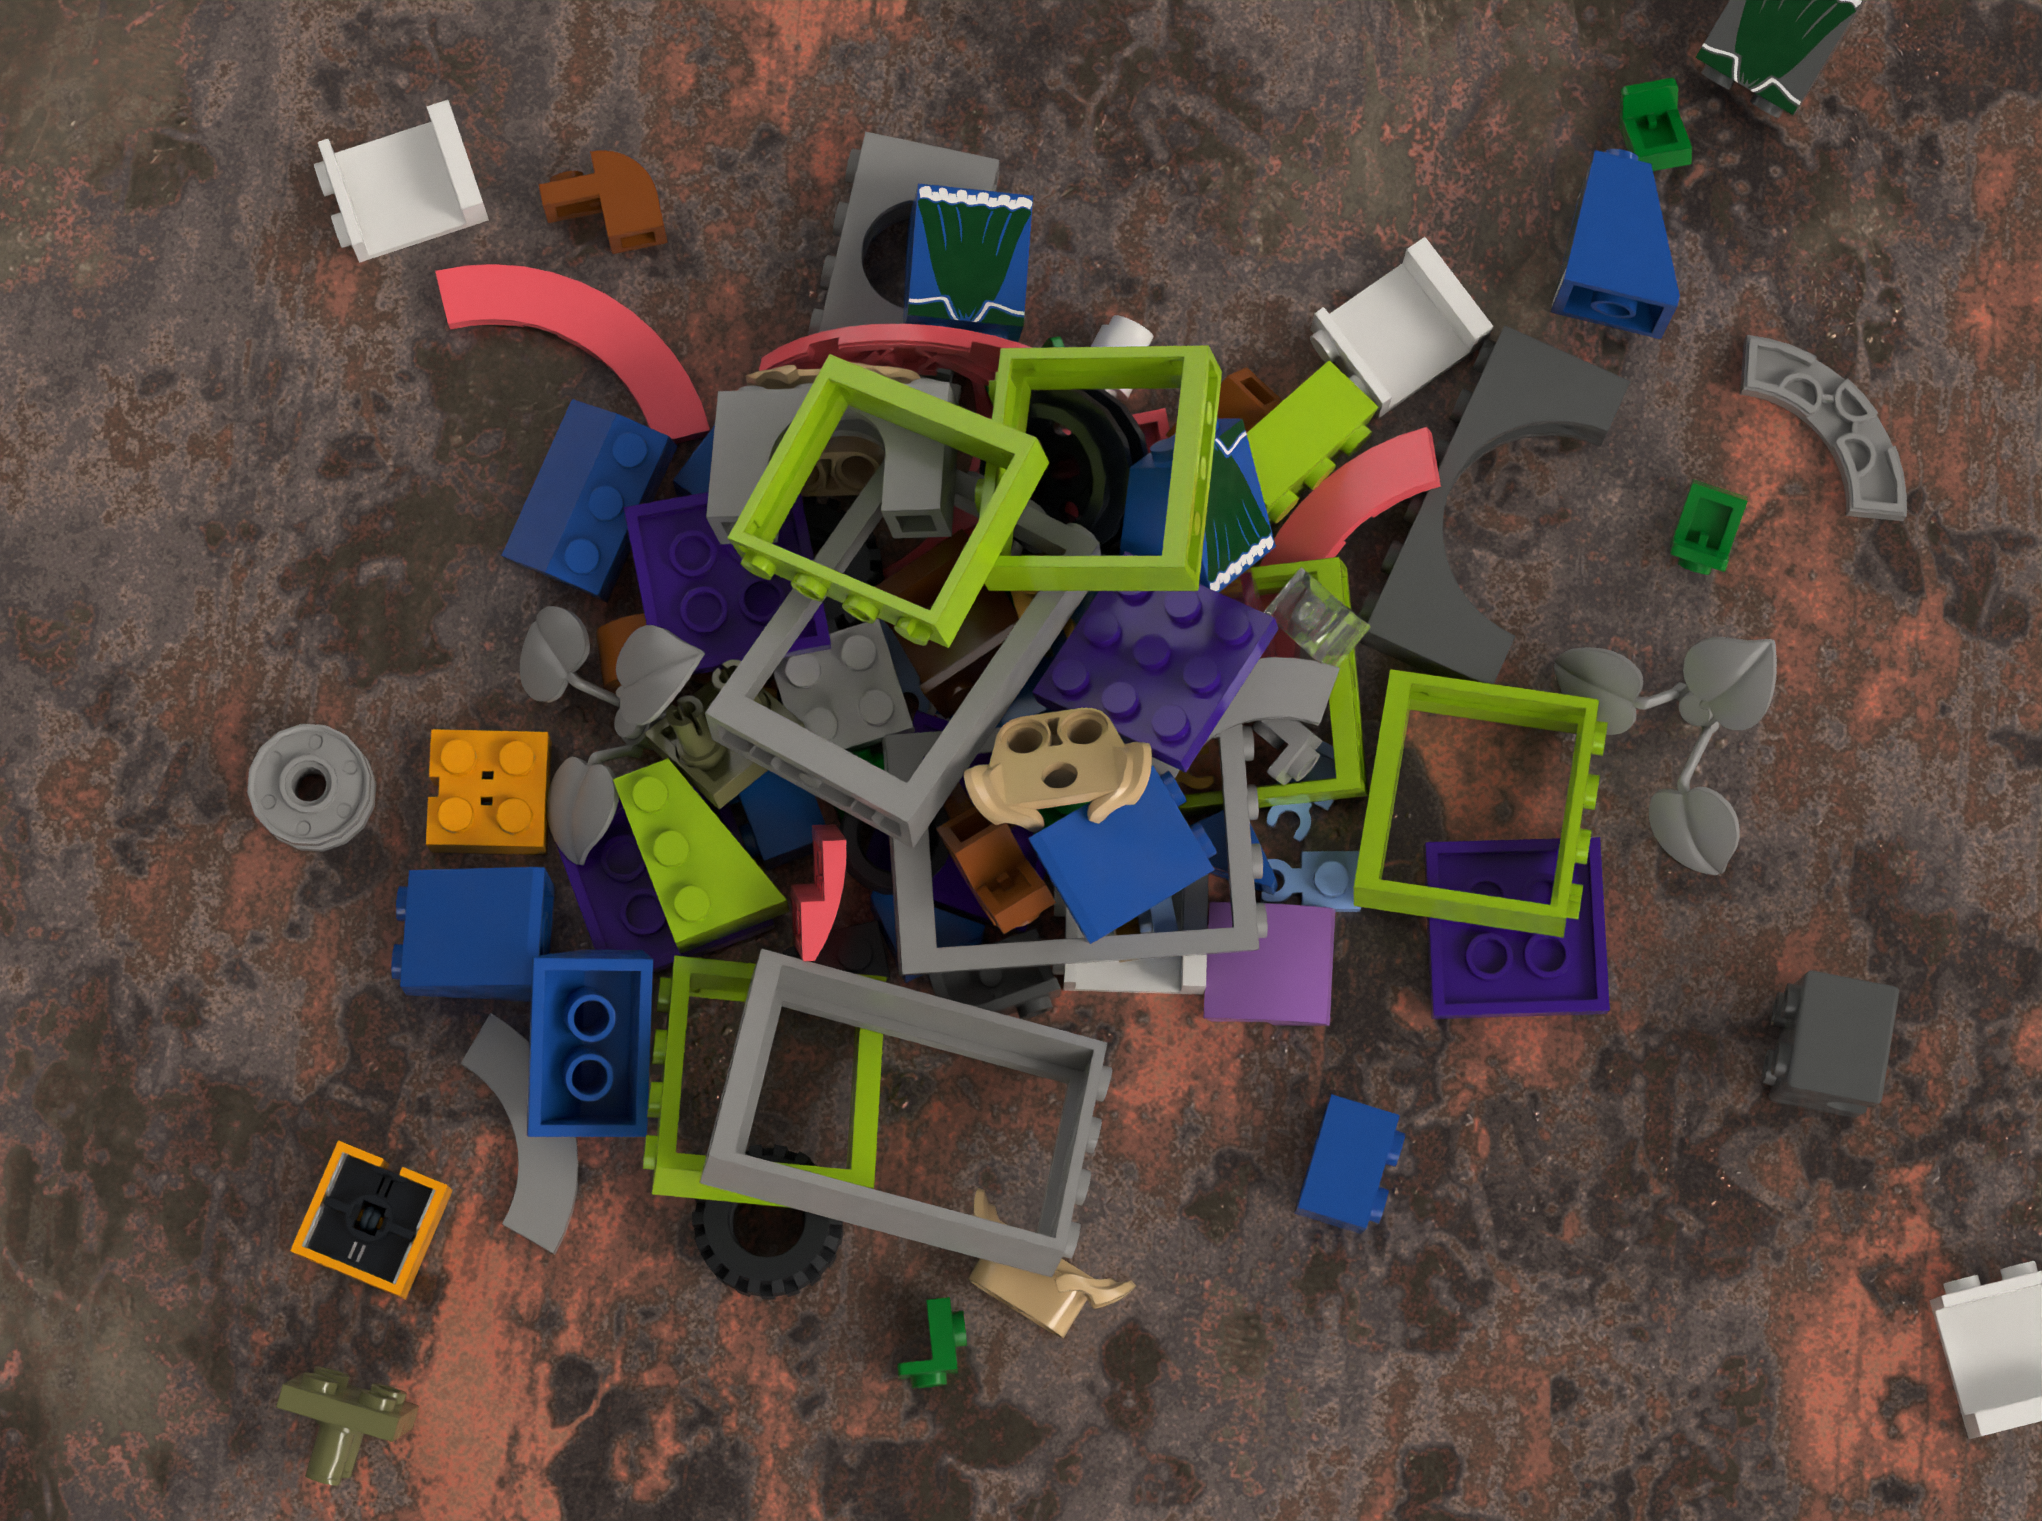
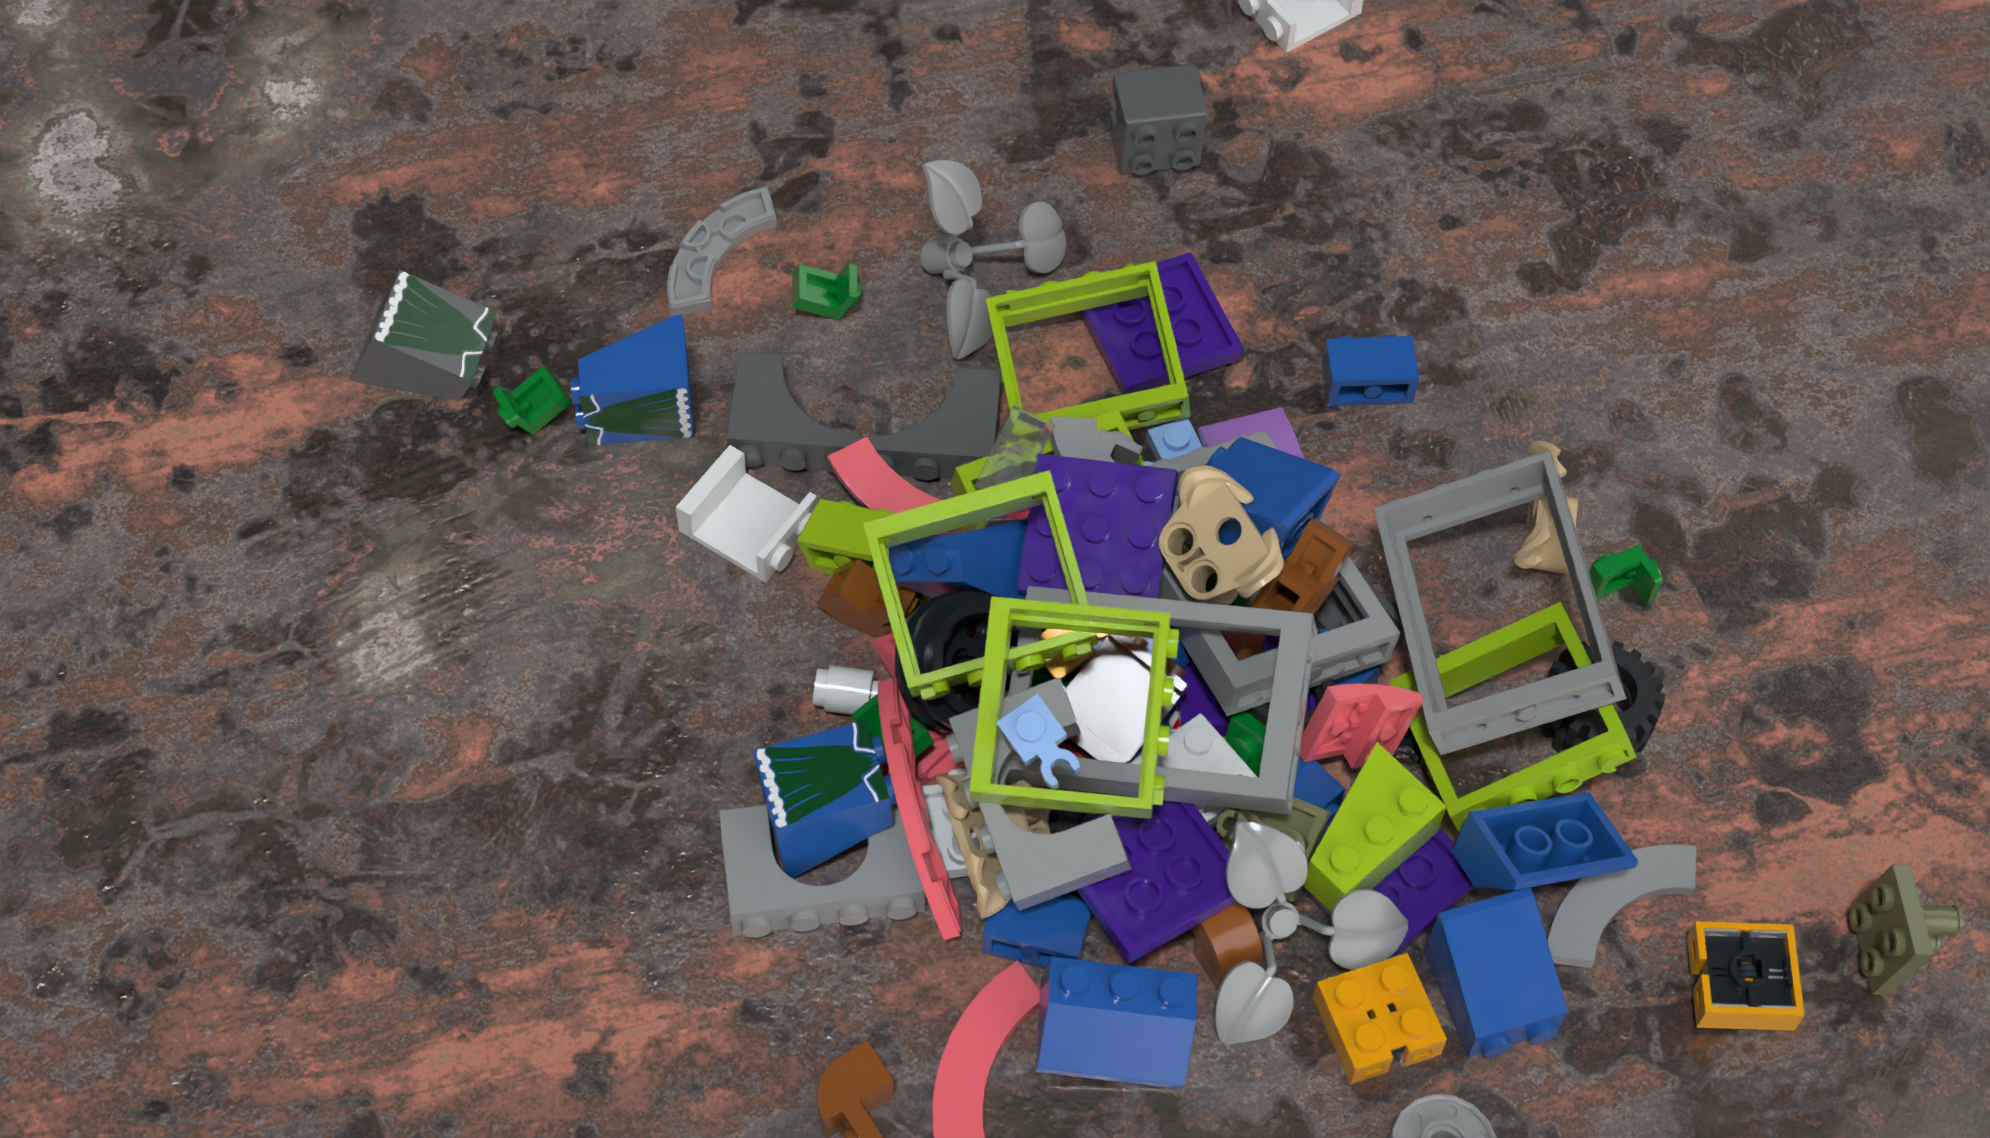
camera: 110 degrees left, 20 degrees down
(857, 439) = (1035, 735): none -> light blue plate

